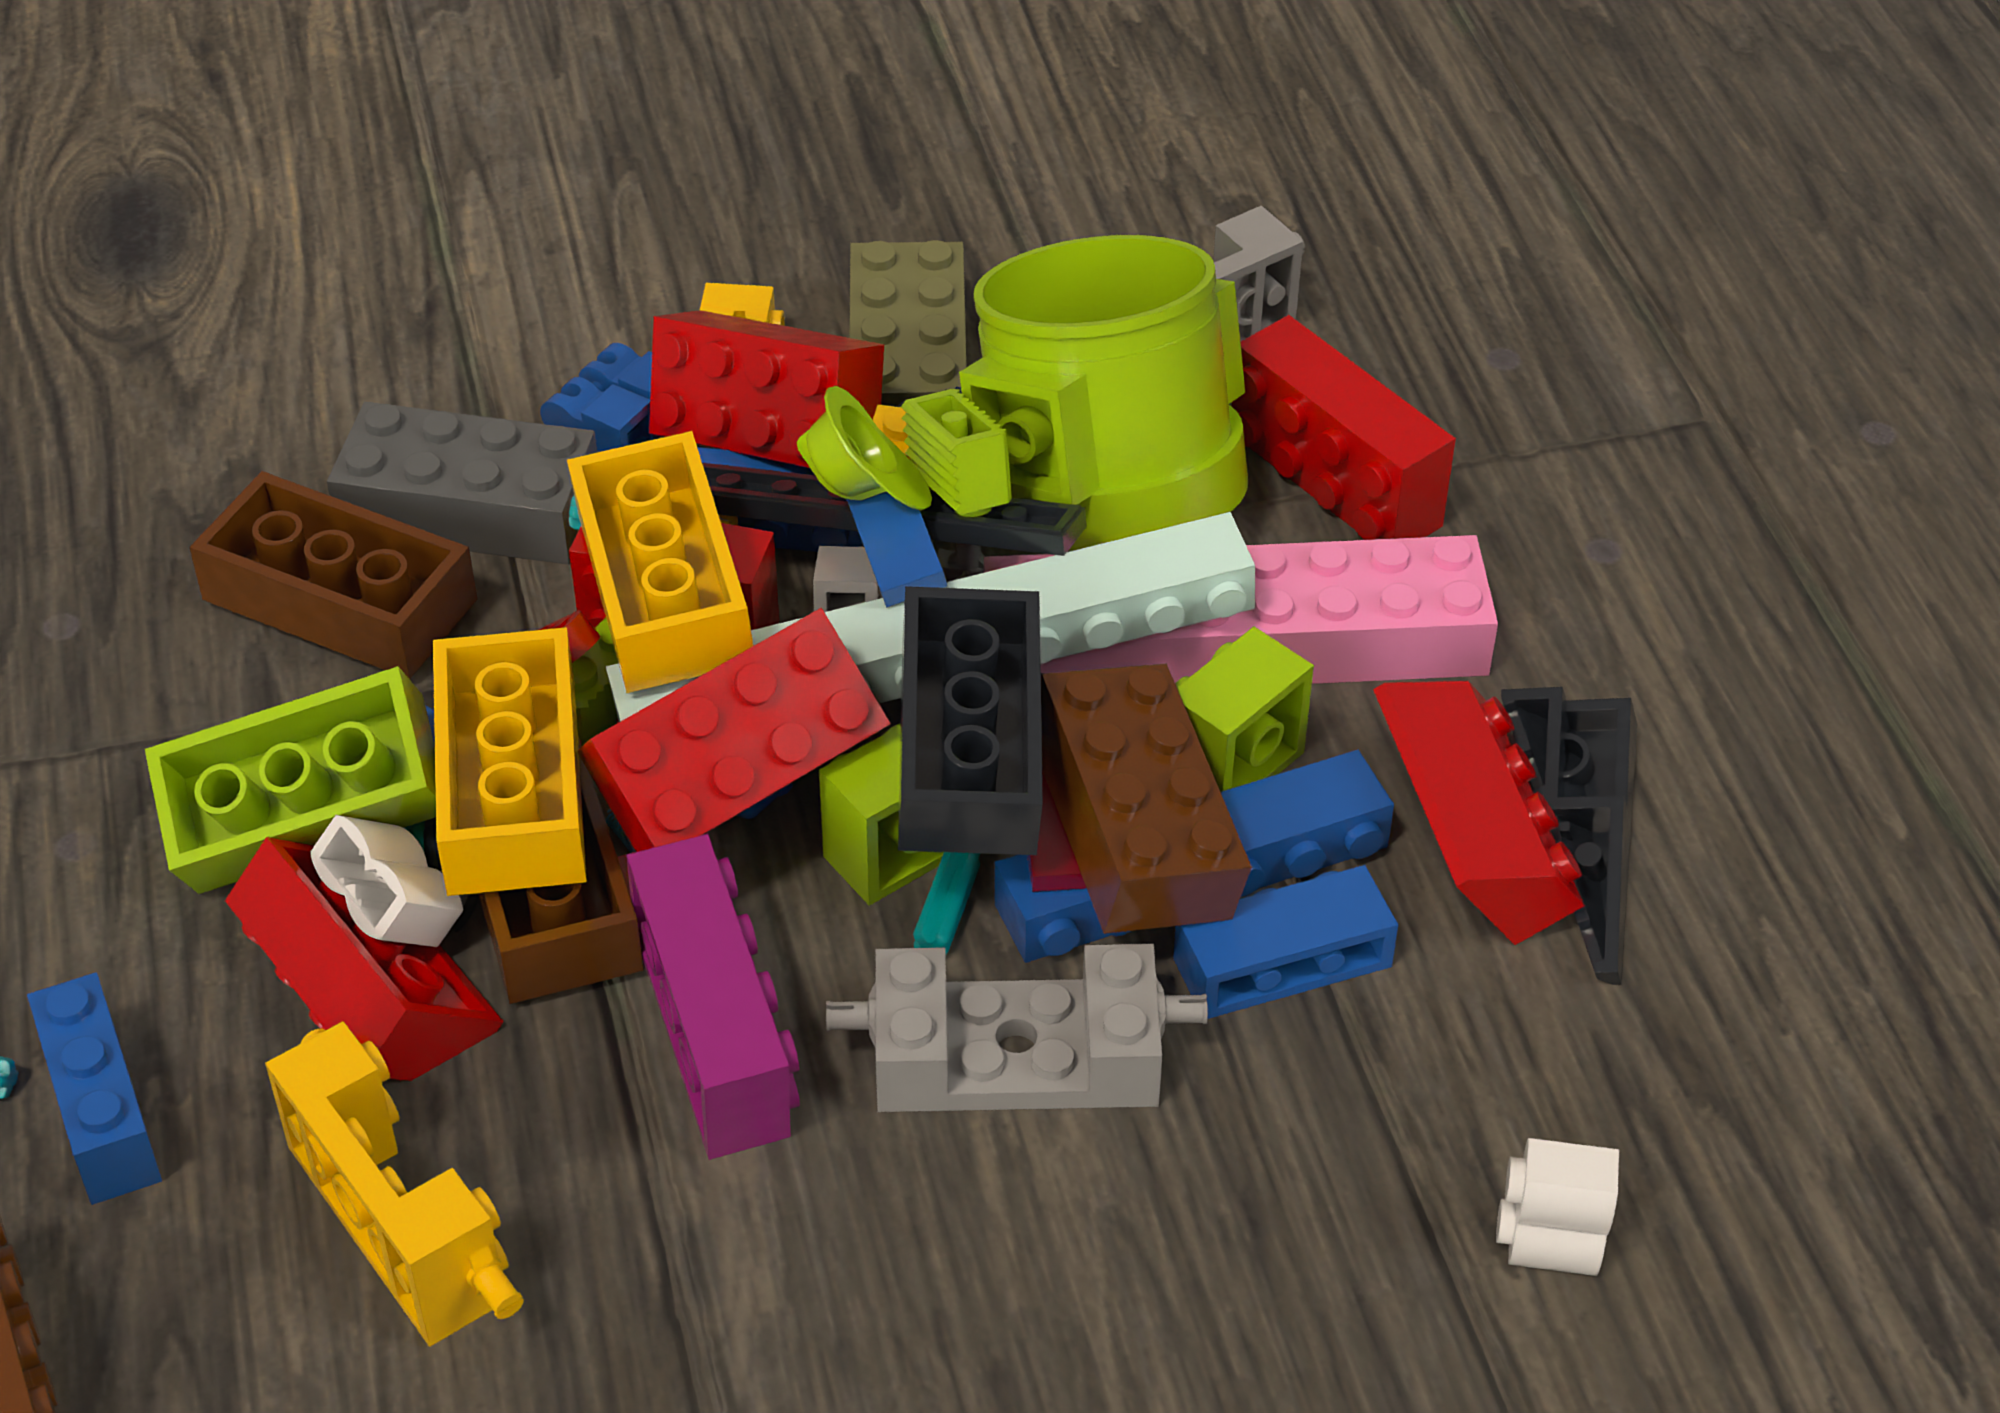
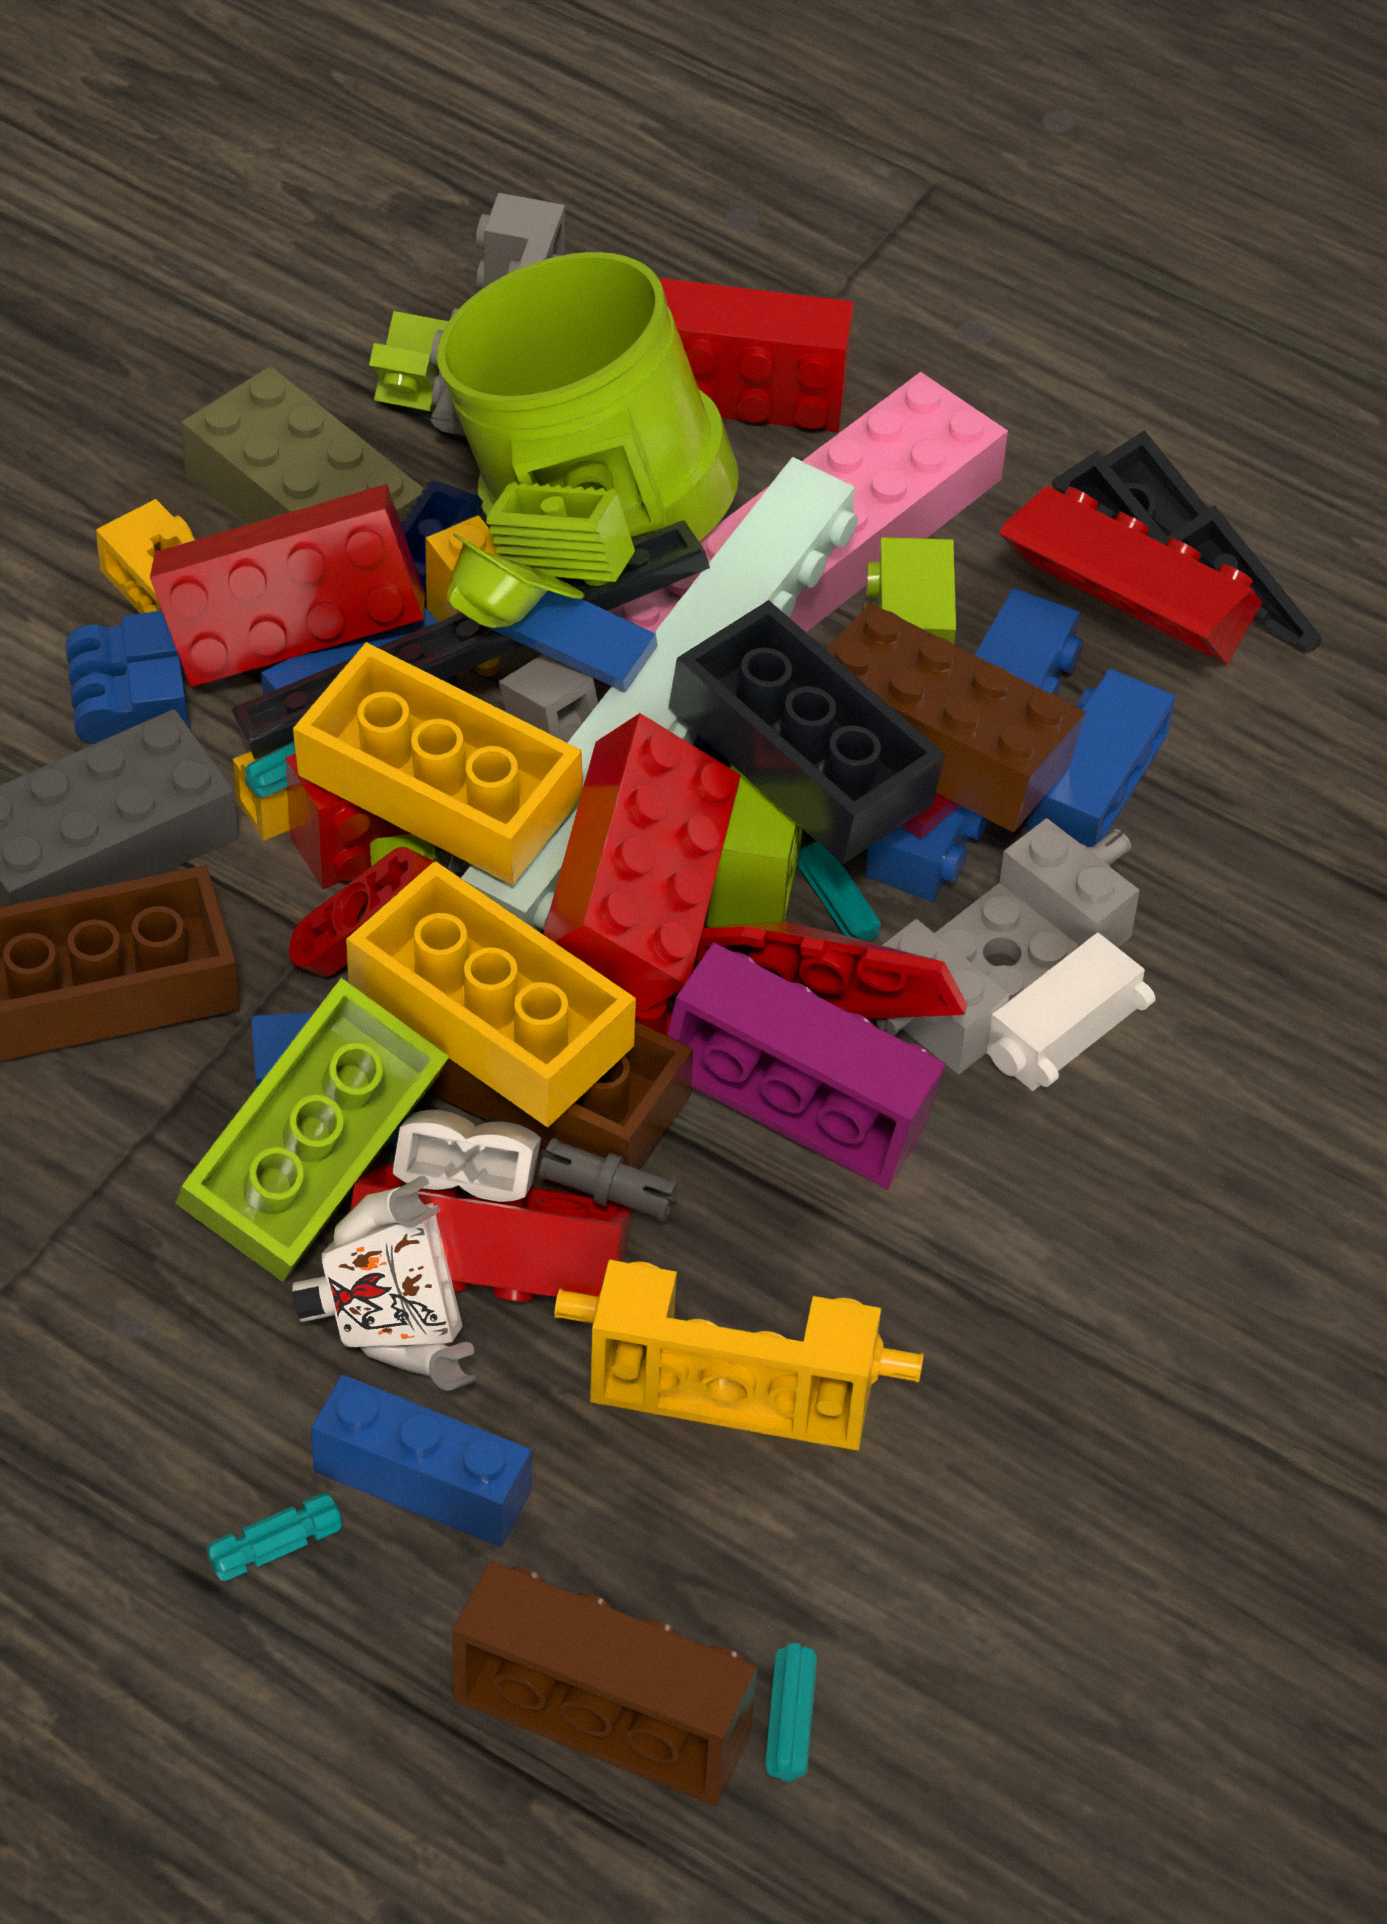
camera: 45 degrees left, 5 degrees up
(219, 941) = (391, 1287): none -> white torso
(477, 980) = (608, 1179): none -> dark grey pin
(800, 922) = (844, 970): none -> red wedge
(1004, 1118) = (1066, 1012): none -> white brick

